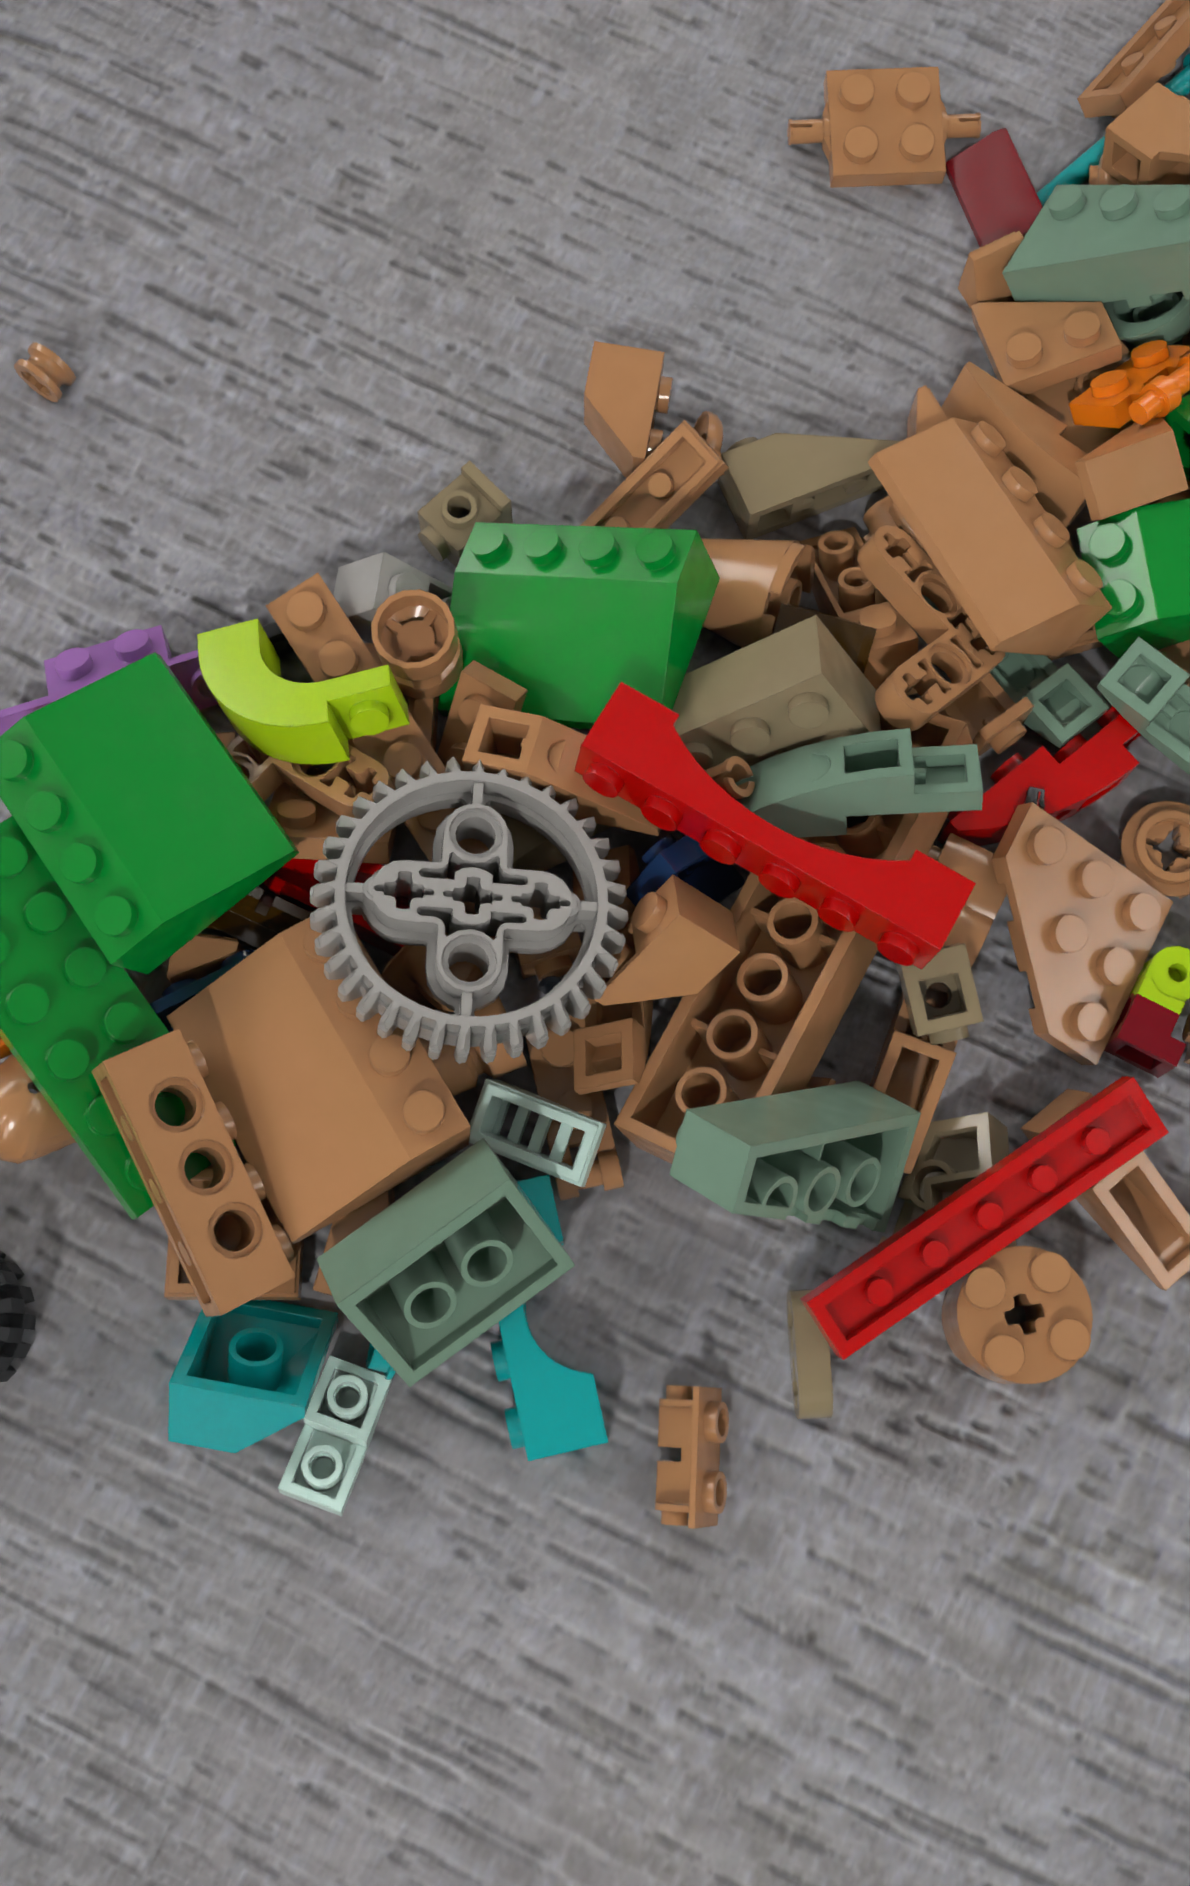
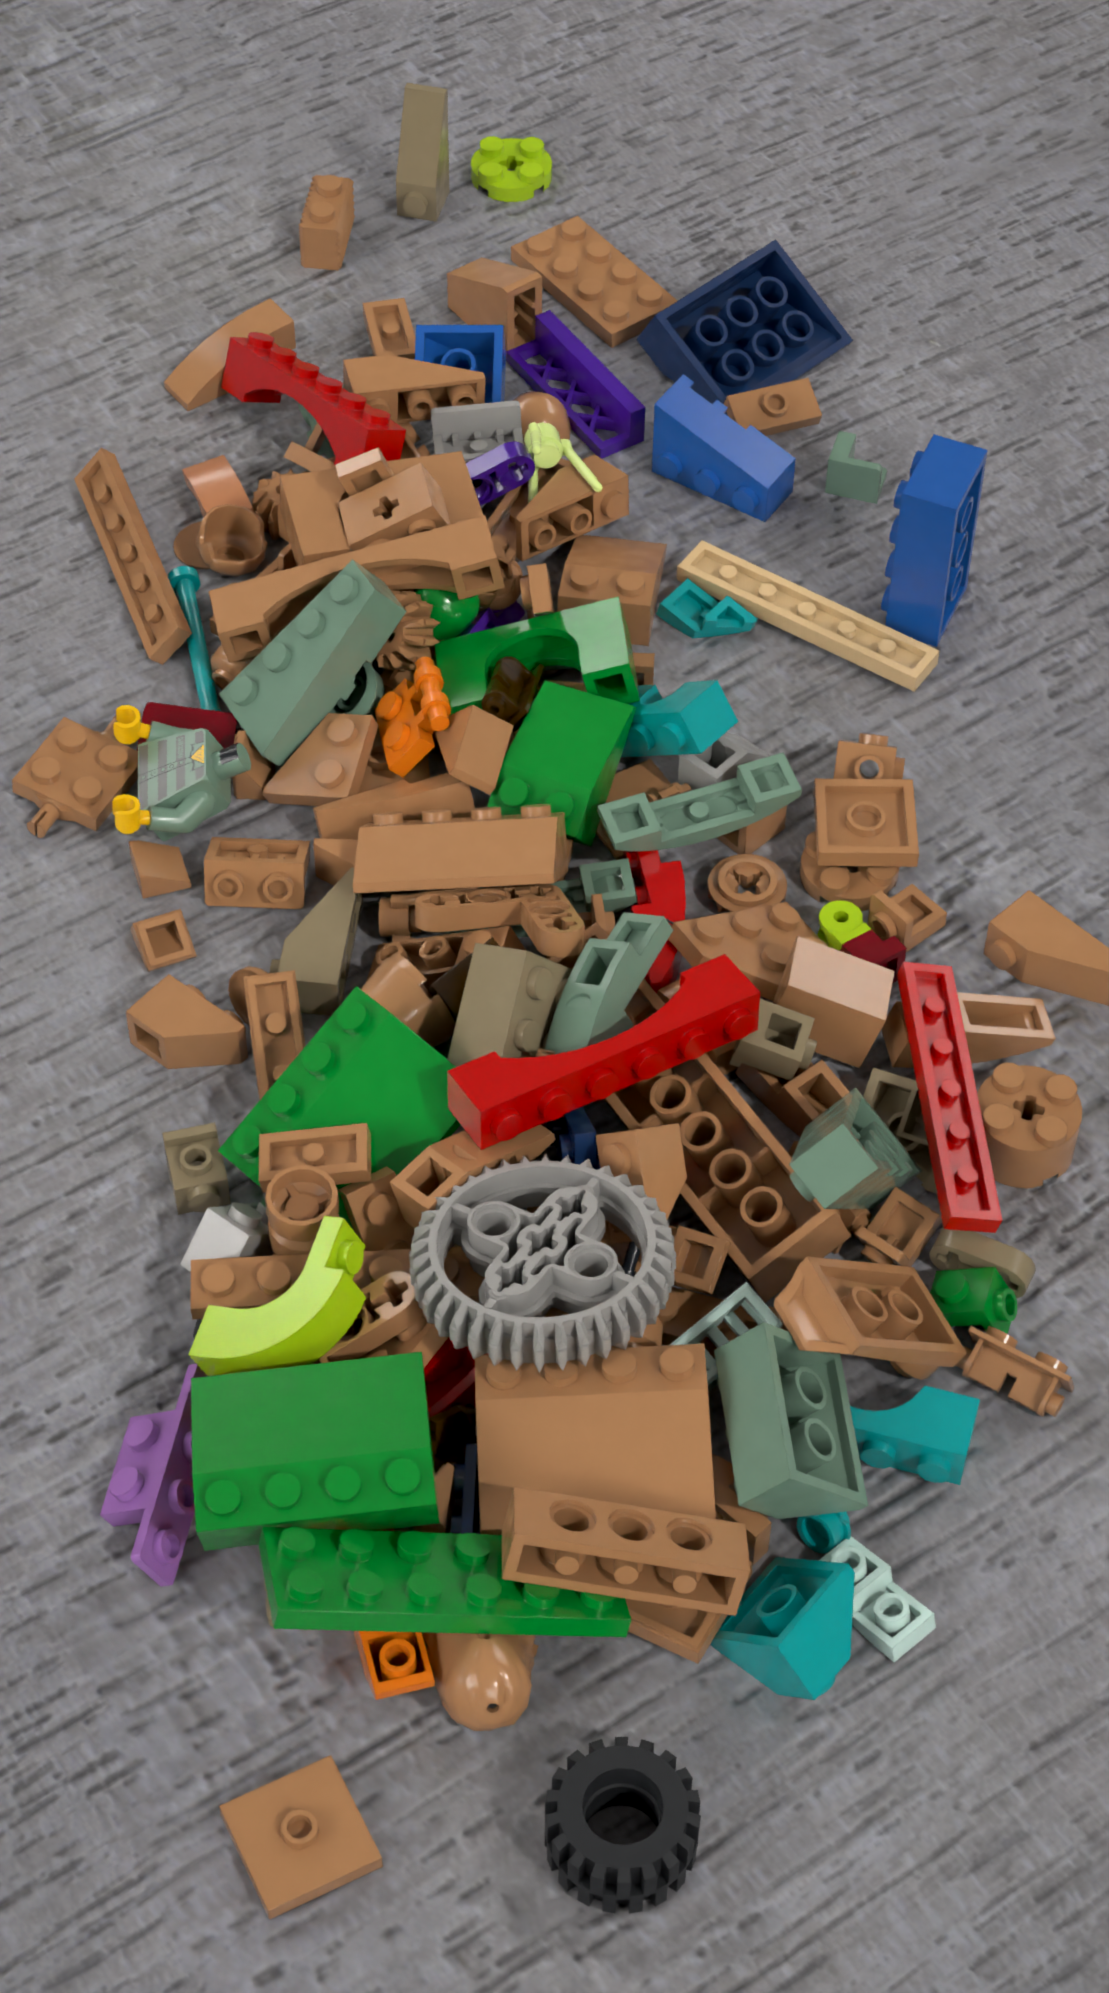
camera: 60 degrees left, 25 degrees down
(488, 616) = (337, 1150): none -> medium nougat plate
(627, 1274) = (869, 1314): none -> medium nougat slope
(728, 327) = (163, 940): none -> medium nougat slope
(752, 1366) = (975, 1298): none -> green bracket
(791, 1247) = (898, 1230): none -> medium nougat bracket
(812, 267) = (158, 868): none -> medium nougat slope
(865, 356) = (256, 872): none -> medium nougat bracket
(923, 217) = (179, 776): none -> sand green torso
(1047, 1022) = (841, 993): none -> slope

